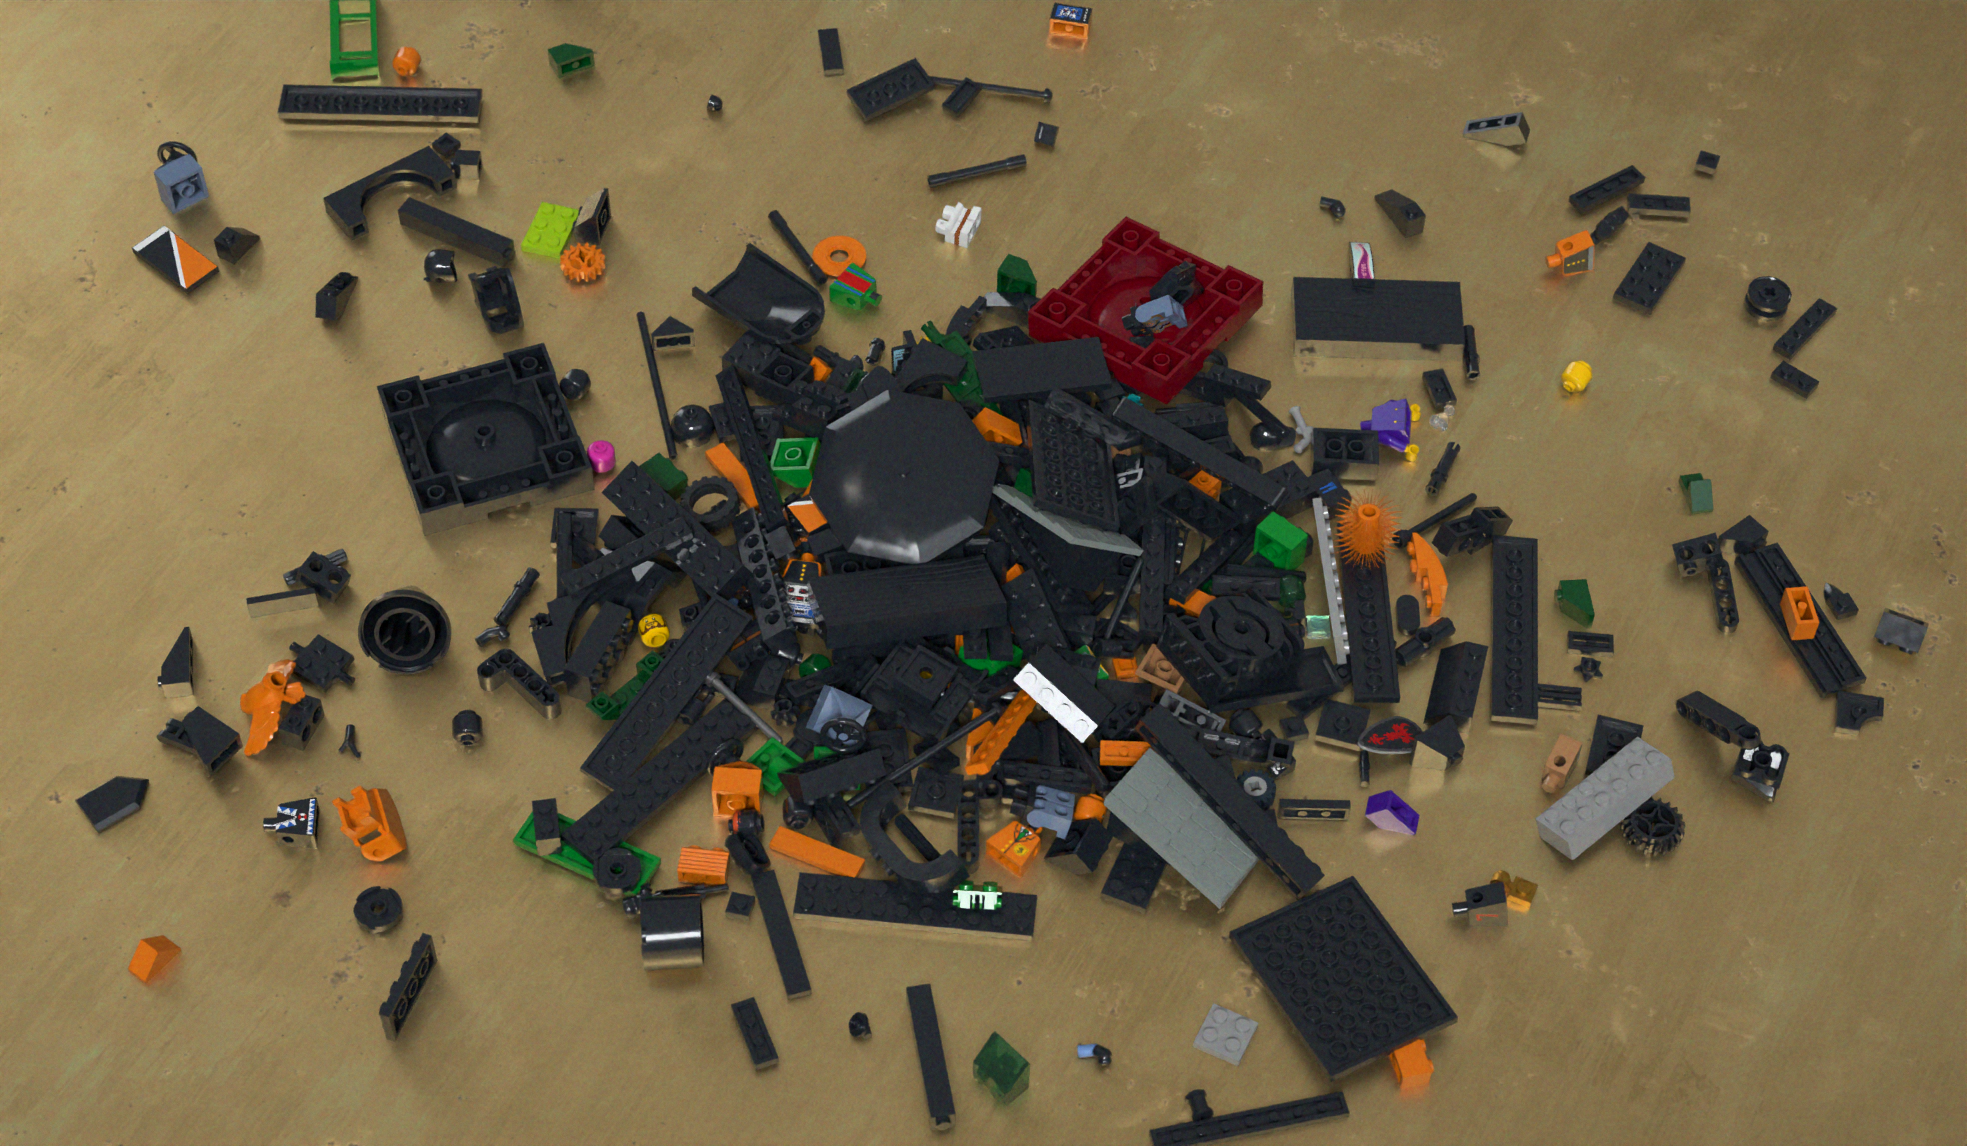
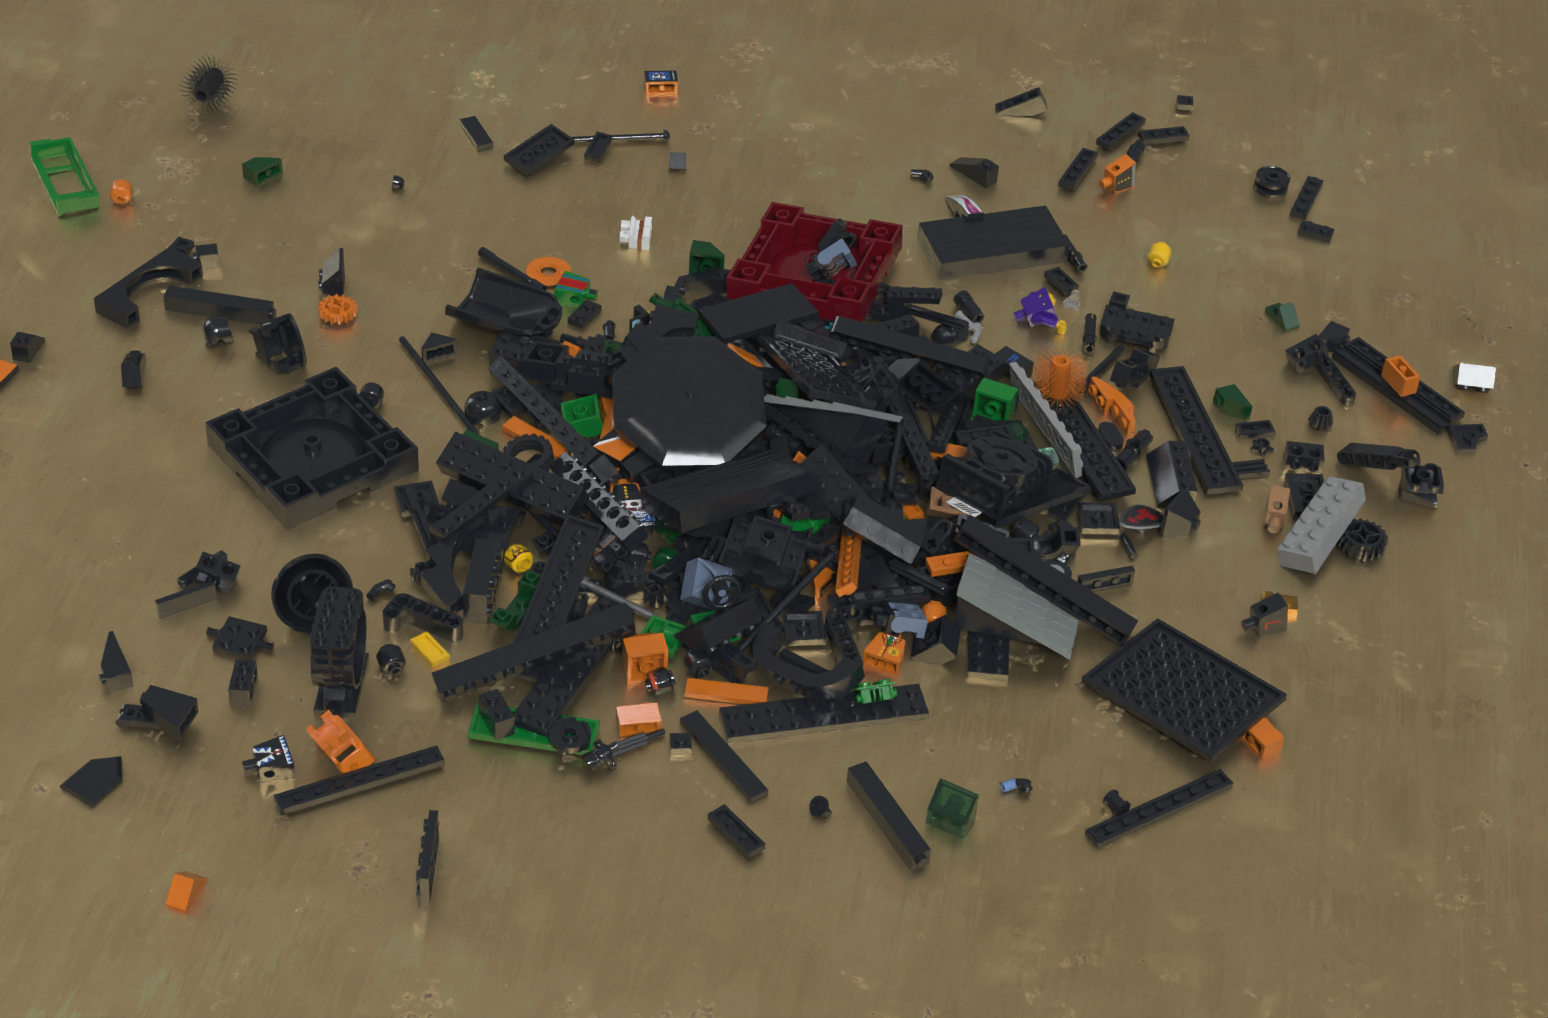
camera: 20 degrees left, 10 degrees down
(264, 703) = (209, 675): orange animal -> none
(349, 740) = (289, 691): black bar -> none
(378, 869) = (358, 780): none -> black plate
(379, 921) = (376, 819): black plate -> none
(380, 103) = (110, 226): black plate -> none
(400, 714) = (339, 651): none -> black brick
(516, 723) = (429, 649): none -> yellow tile
(520, 591) = (391, 552): black pin -> none
(550, 230) = (298, 292): lime plate -> none
(601, 456) = (420, 439): dark pink head -> none
(615, 759) = (533, 652): none -> black brick
(672, 932) = (640, 766): black brick -> none
(747, 853) = (670, 702): black piece -> none
(857, 322) = (584, 314): none -> black plate
(946, 177) = (611, 203): black piece -> none
(1176, 680) = (963, 507): none -> white sticker
(1225, 1034) = (1111, 750): light grey plate -> none
(1310, 405) = (966, 303): none -> black axle
(1345, 453) = (1017, 332): black brick -> none
(1392, 813) = (1165, 570): dark purple slope -> none
(1498, 430) = (1119, 299): none -> black plate
(1504, 472) = (1136, 327): none -> black plate
(1528, 234) = (1077, 169): none -> black plate
(1631, 696) = (1303, 457): none -> black brick
(1649, 278) = (1179, 184): black plate -> none
(1678, 647) = (1321, 418): none -> black piece
(1839, 603) = (1422, 368): black plate -> none

